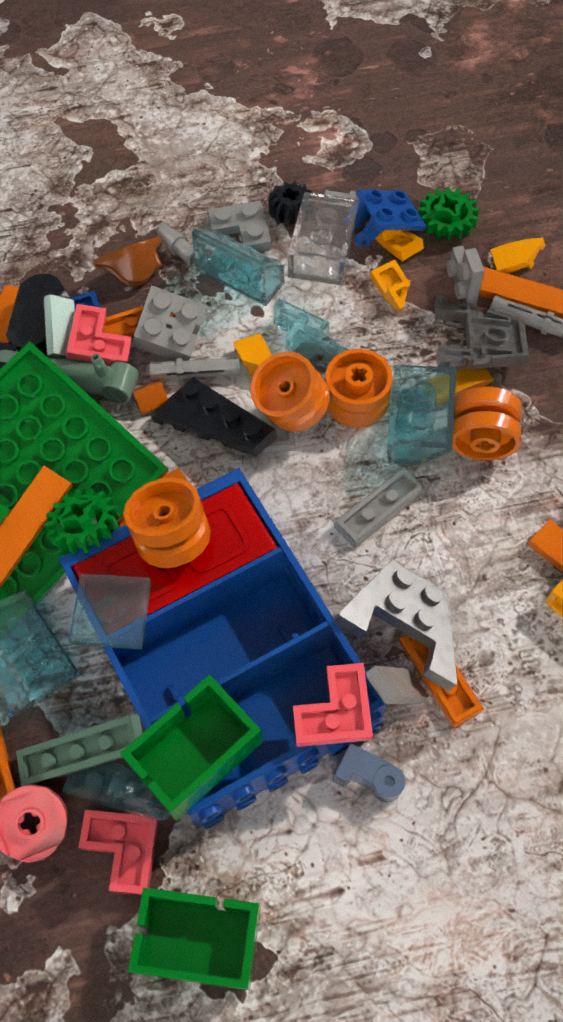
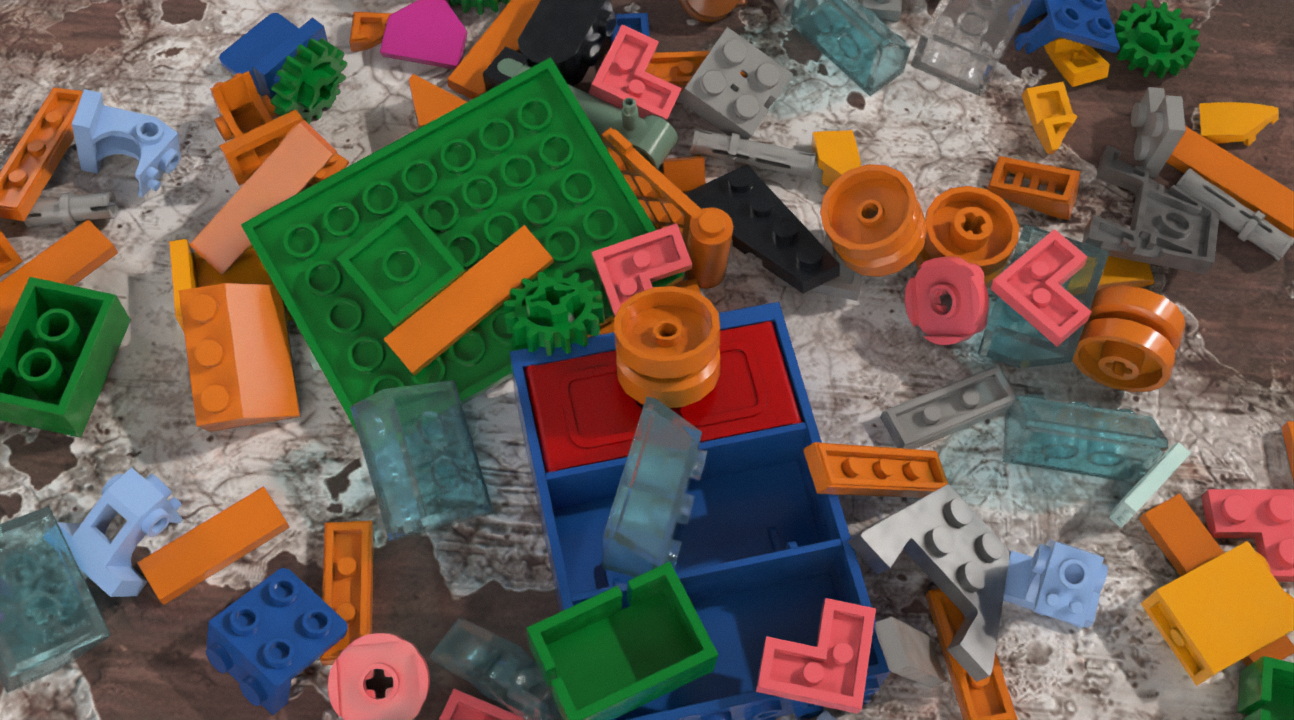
camera: 10 degrees right, 0 degrees up
(58, 324) = (591, 44): light aqua tile -> none
(77, 750) = (467, 608): sand green plate -> none
(110, 611) = (560, 441): clear light blue tile -> none
(134, 467) = (638, 262): none -> coral plate
(169, 435) = (704, 231): none -> orange piece
(185, 628) = (653, 492): none -> clear light blue slope
(306, 334) = (915, 149): clear light blue plate -> none
(337, 566) = (874, 470): none -> orange tile
(371, 429) = (968, 296): none -> coral plate
(404, 345) = (1043, 201): none -> orange slope
(412, 406) = (1035, 287): none -> coral plate
(473, 501) = (1081, 438): none -> clear light blue slope
(484, 606) = (1063, 577): none -> light blue tile
(527, 519) = (1149, 484): none -> light aqua tile

